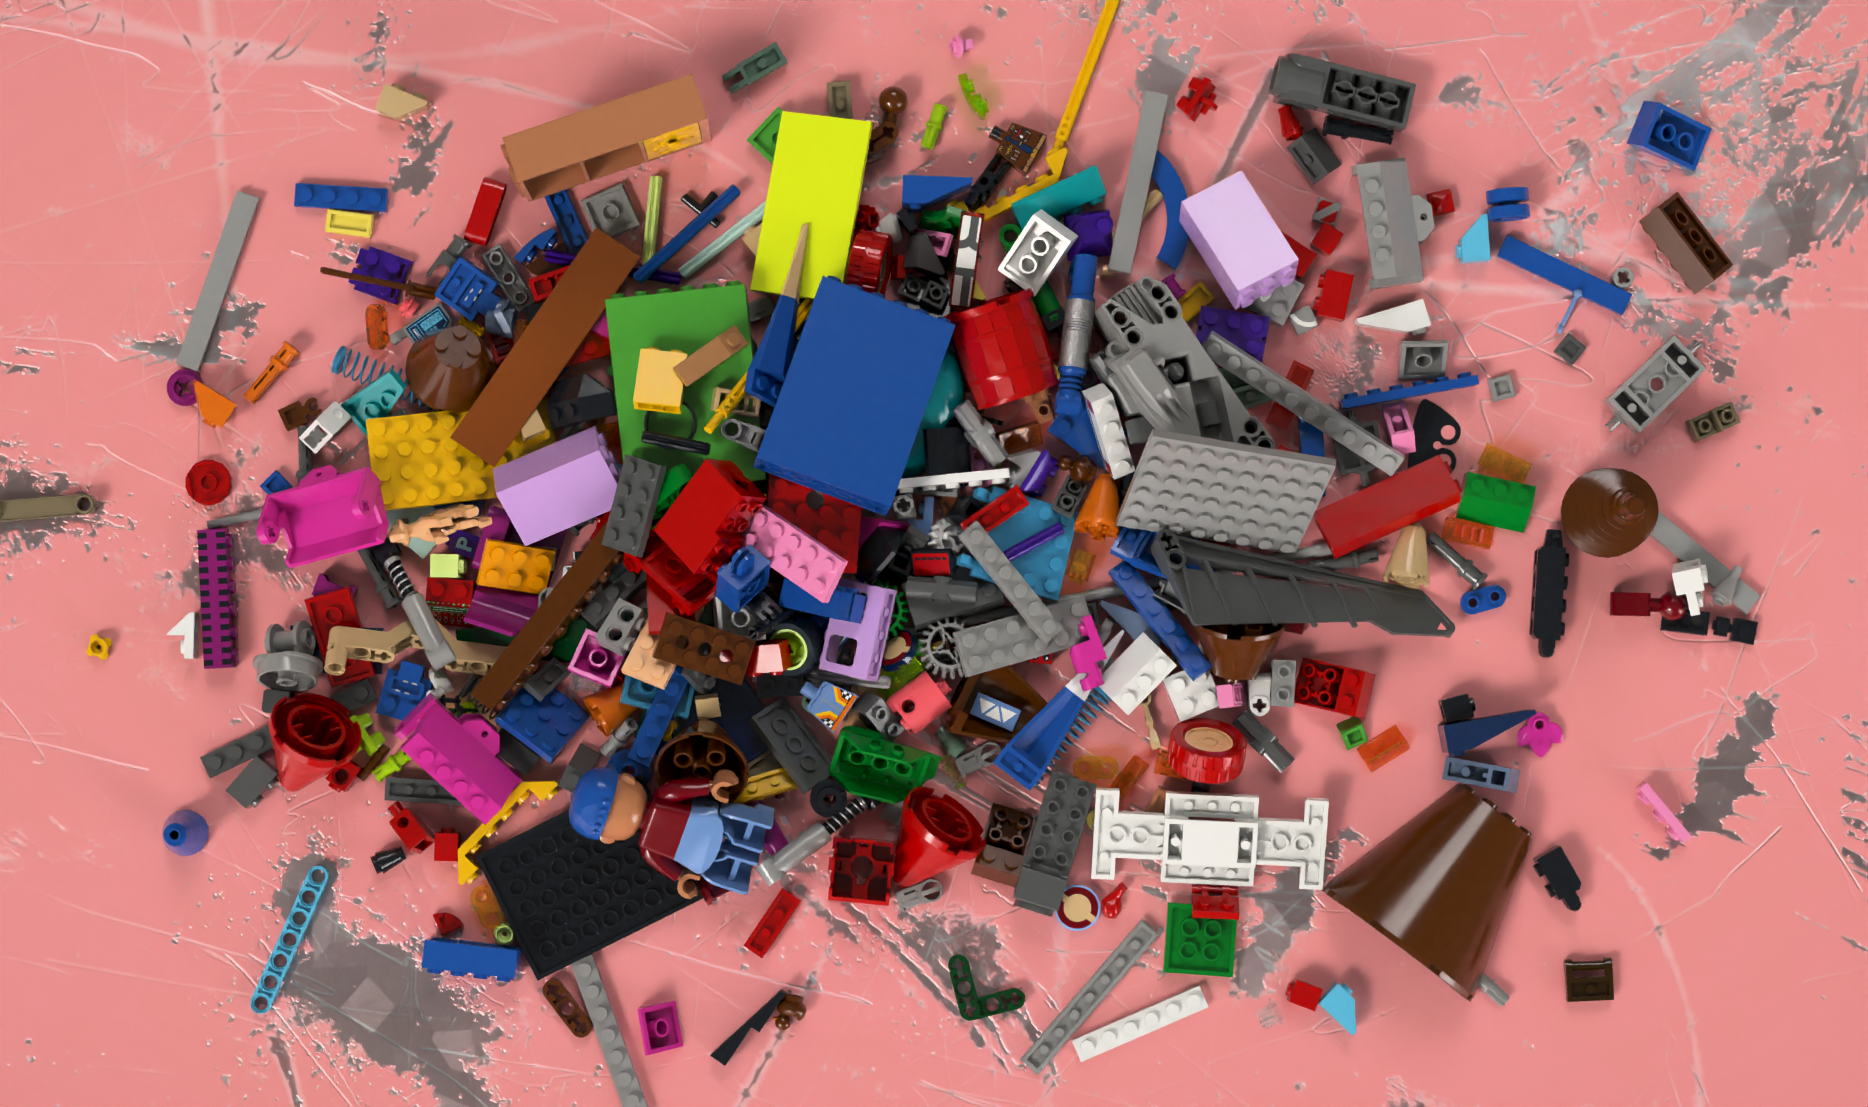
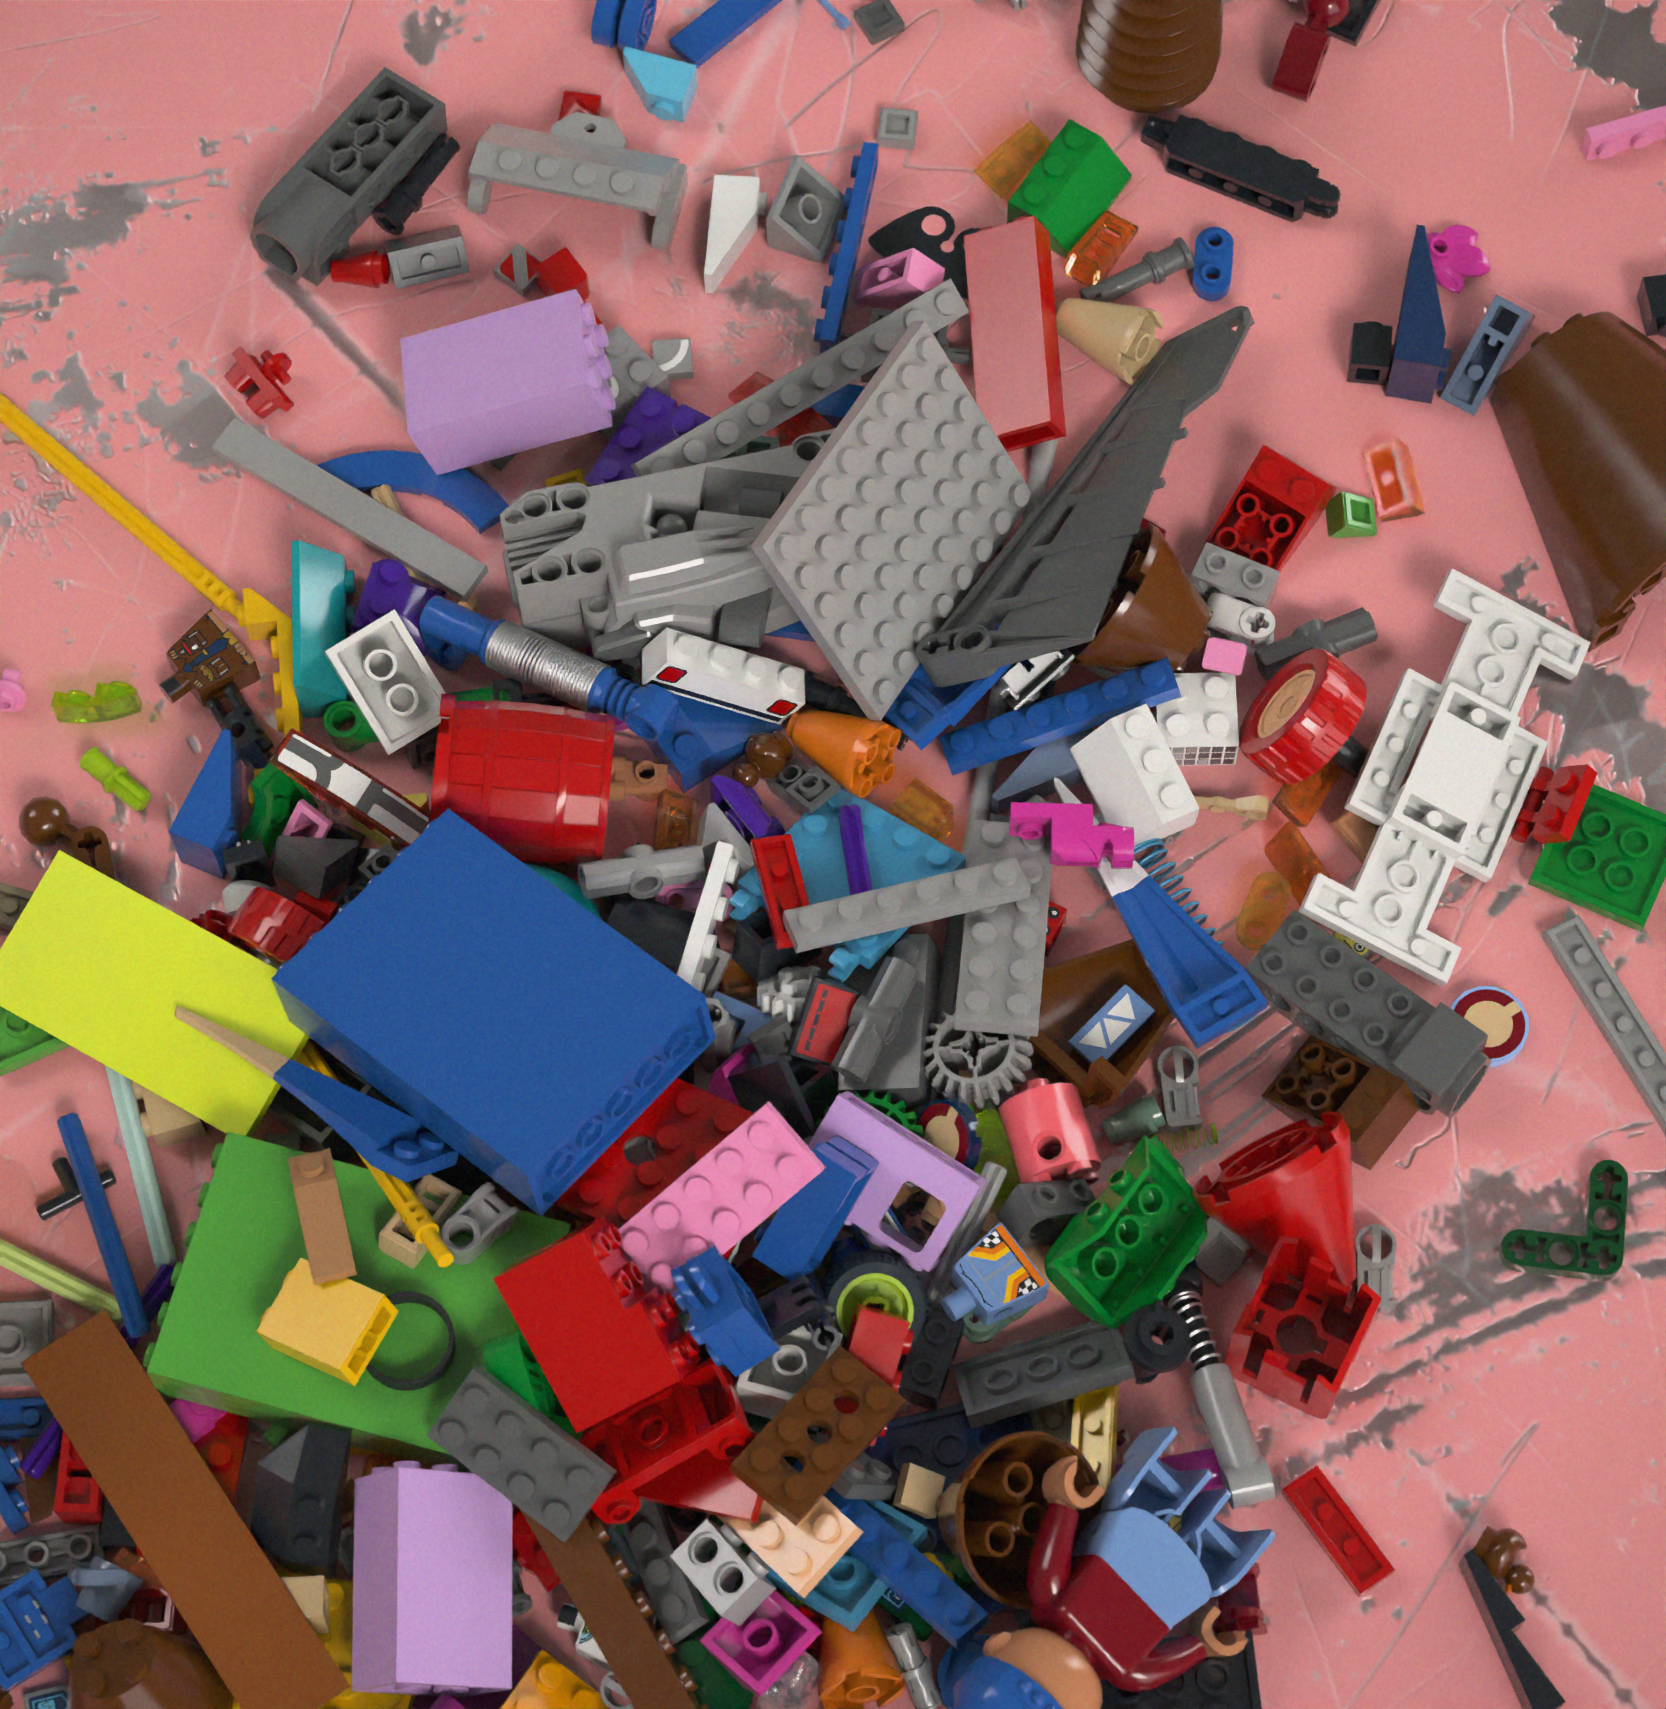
camera: 70 degrees left, 20 degrees down
(675, 442) = (443, 1337): black axle -> none
(1112, 903) = (1498, 967): red animal -> none
(1333, 295) = (653, 299): red brick -> none
(1348, 560) = (1077, 417): dark grey pin -> none

